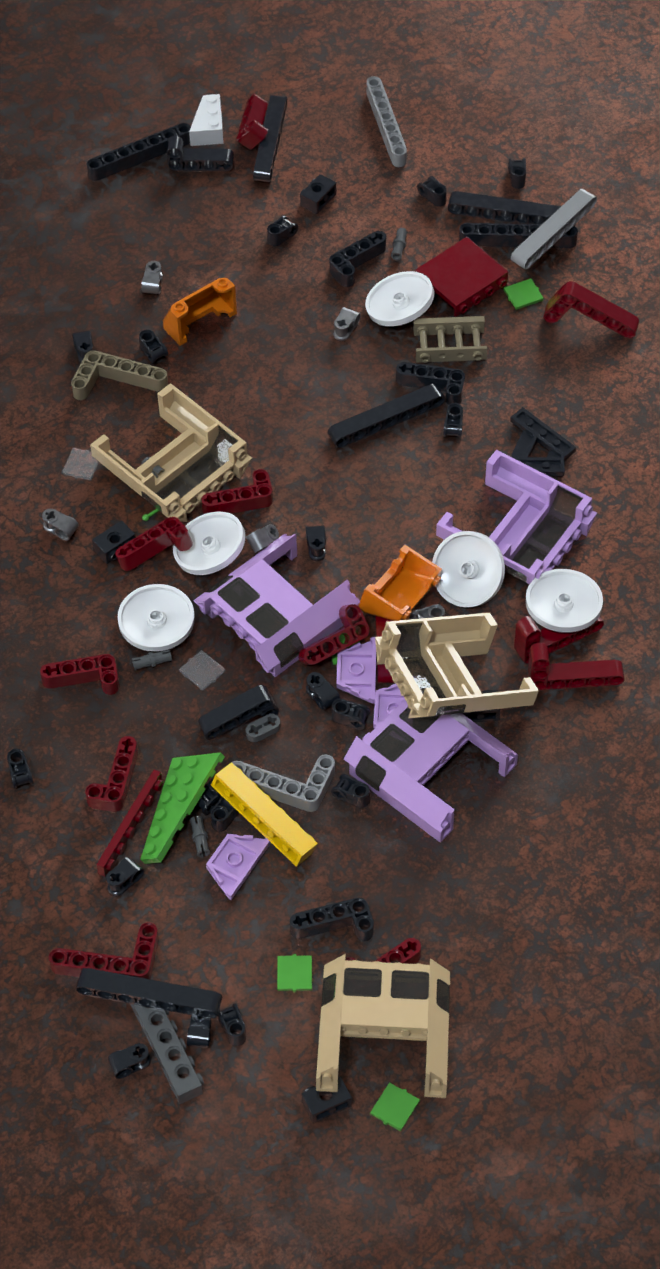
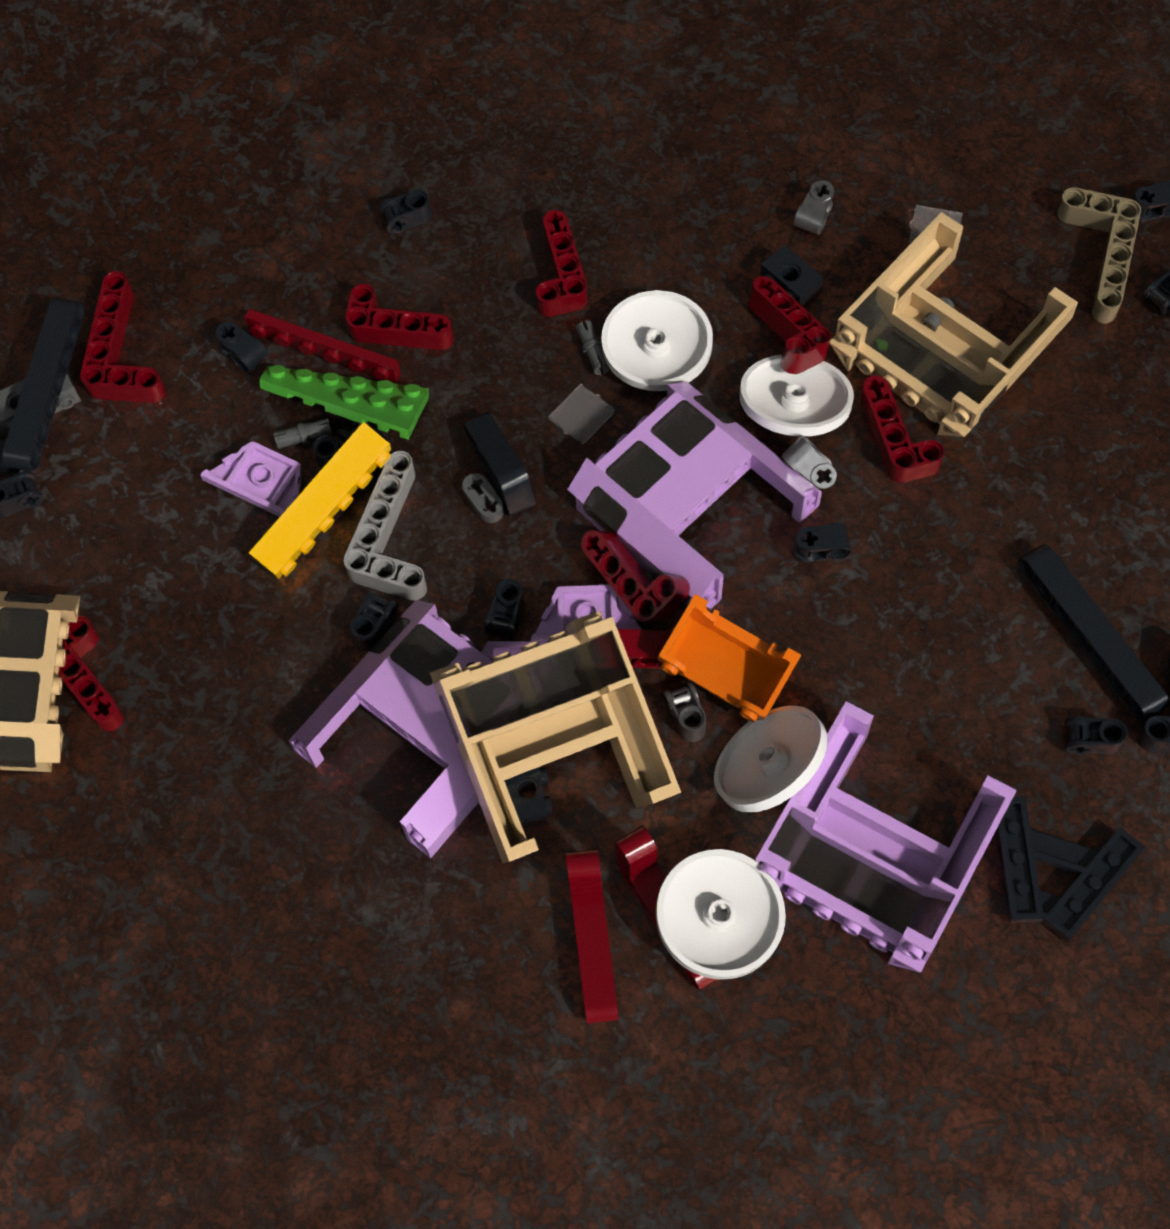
camera: 90 degrees right, 10 degrees up
(294, 973) = (90, 568): bright green piece -> none
(321, 691) = (540, 570): black piece -> none
(331, 922) = (160, 604): black beam -> none

